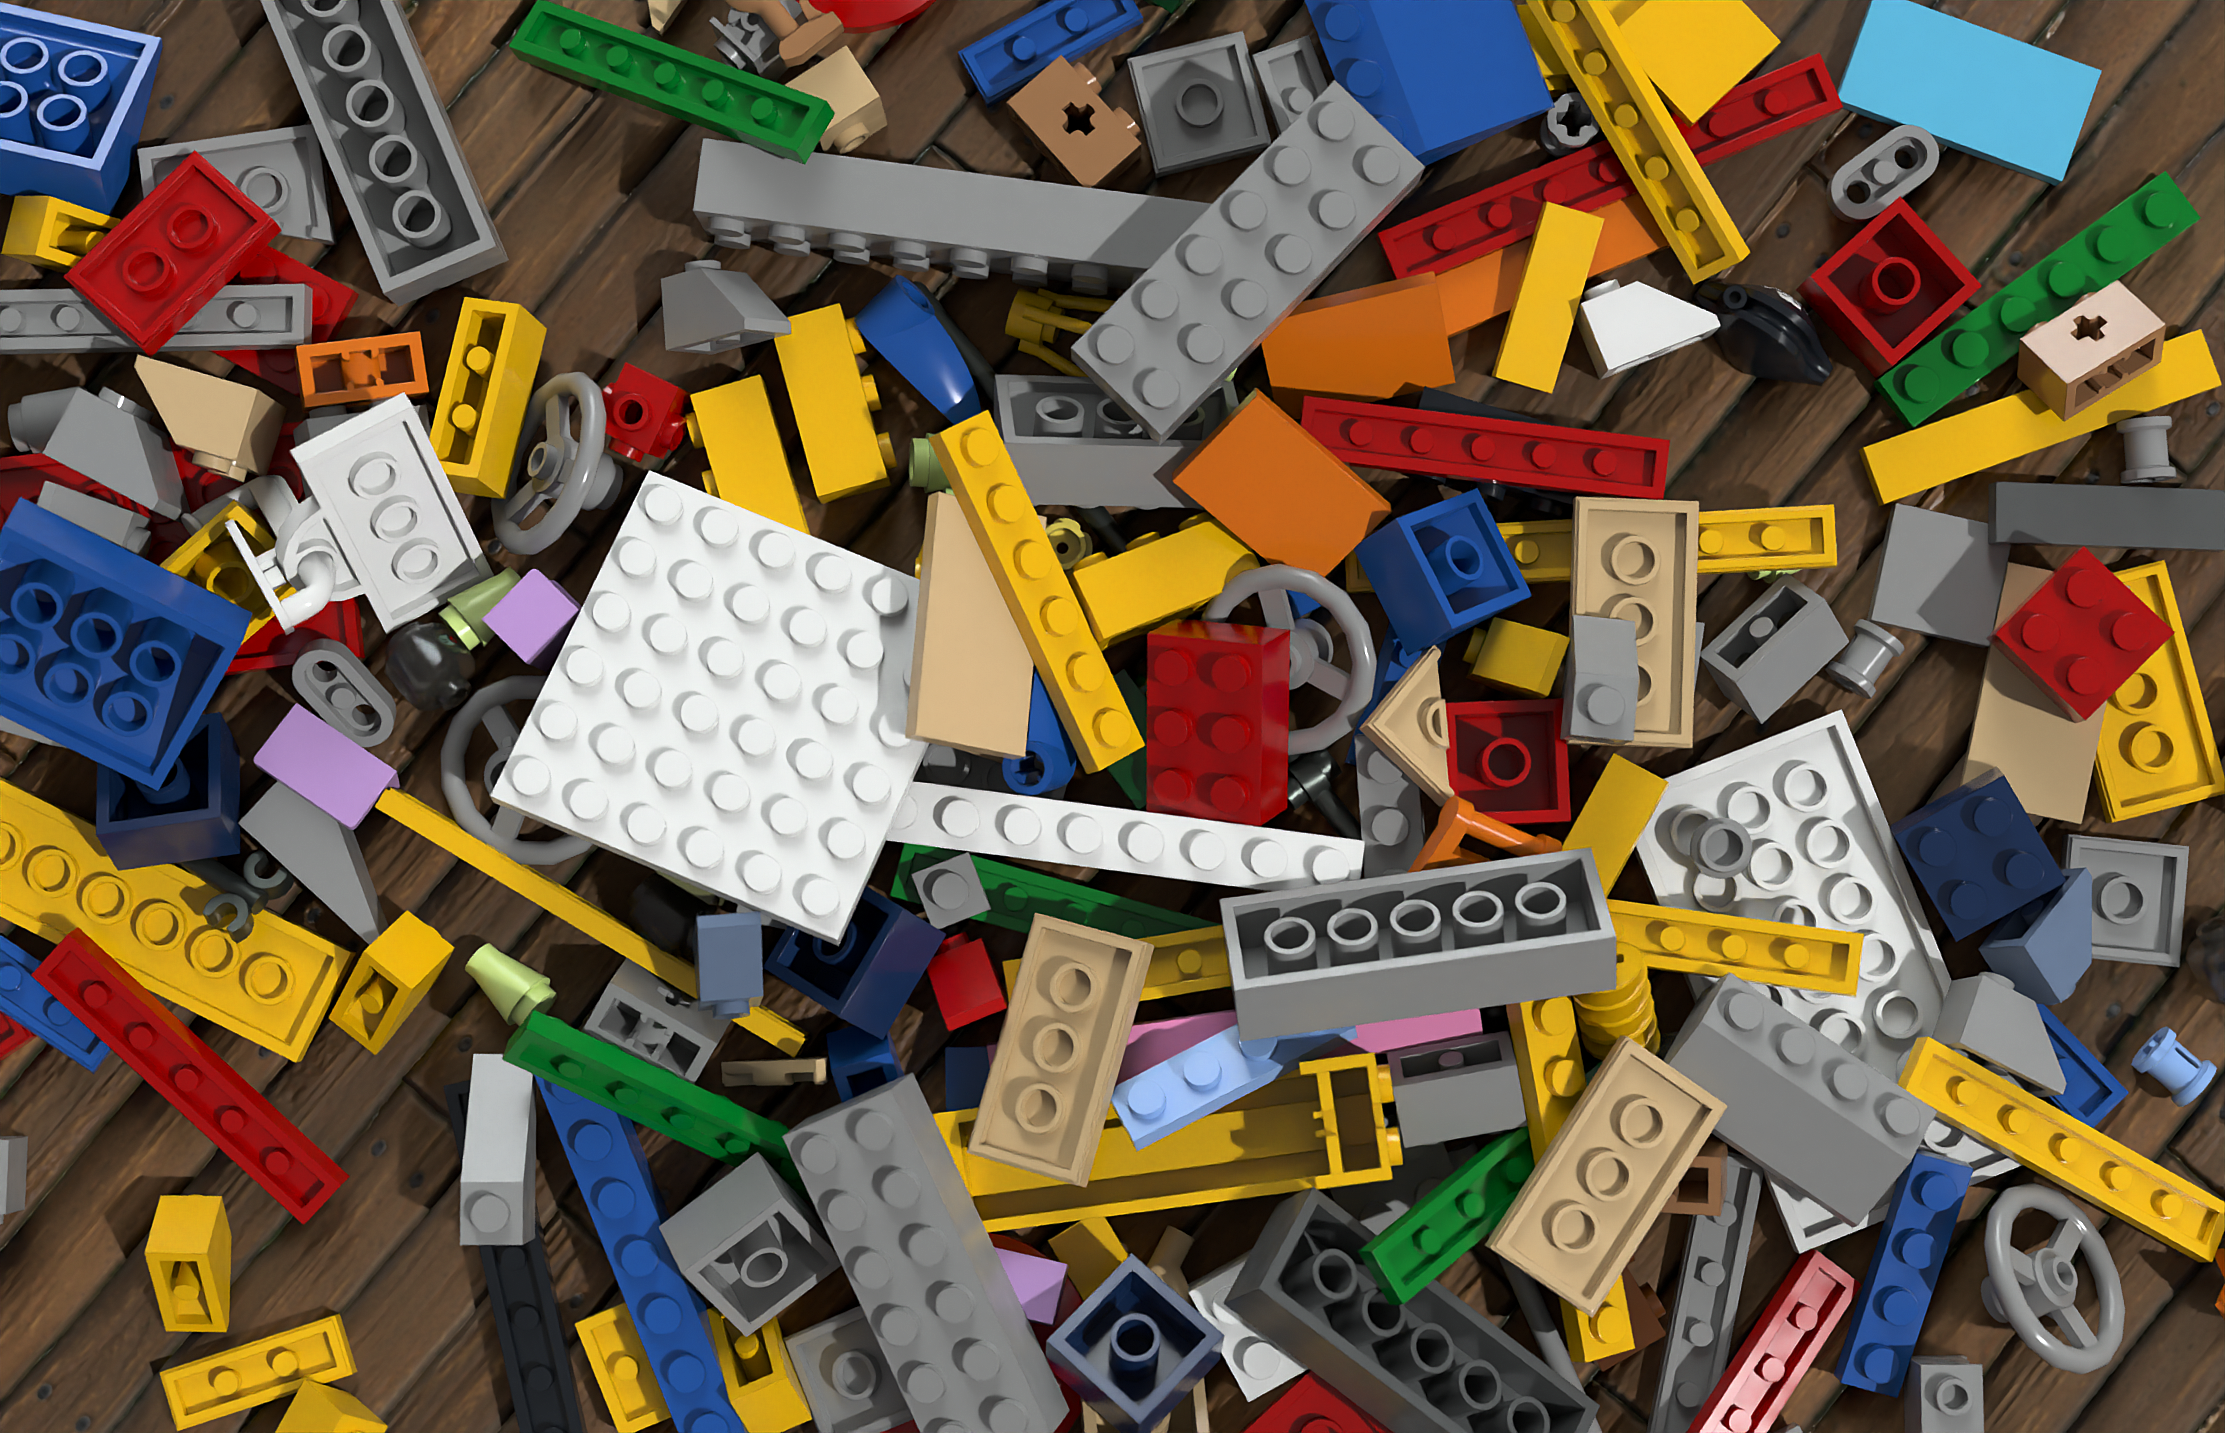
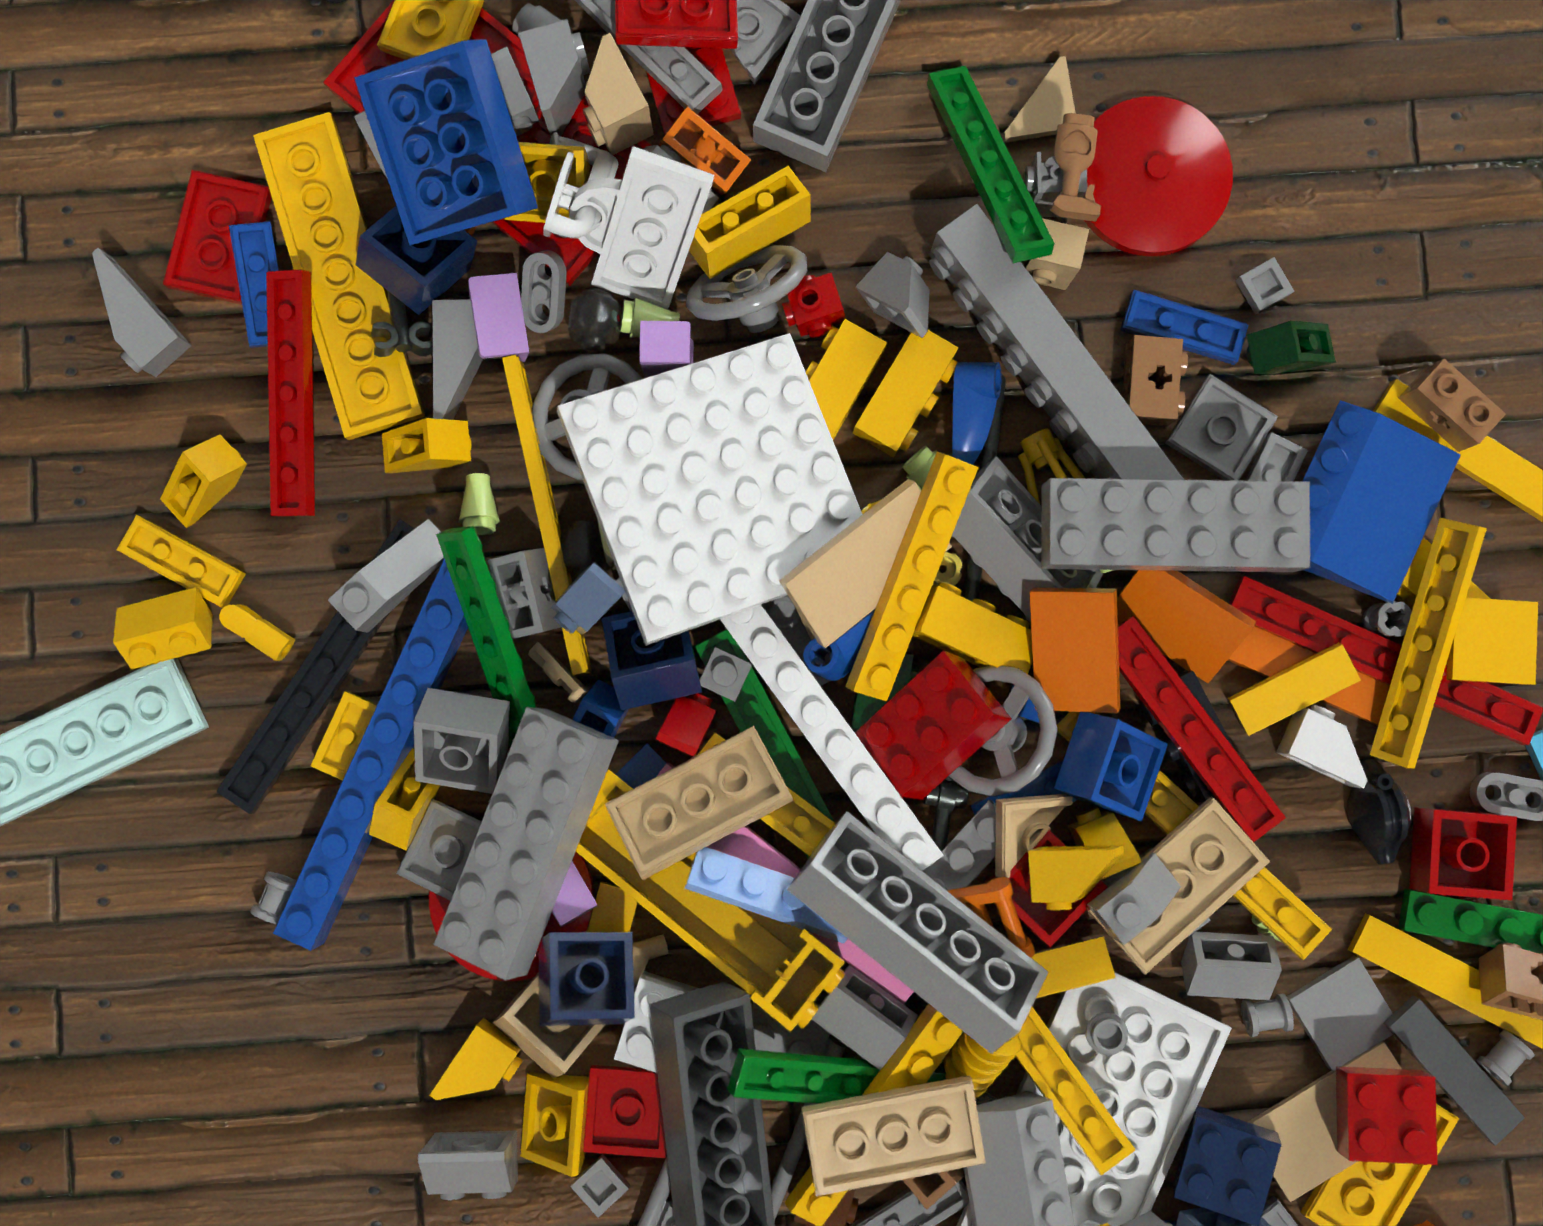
camera: 45 degrees right, 0 degrees up
(415, 1359) = (256, 631): none -> yellow bar
(1507, 726) = (1068, 872): none -> yellow slope

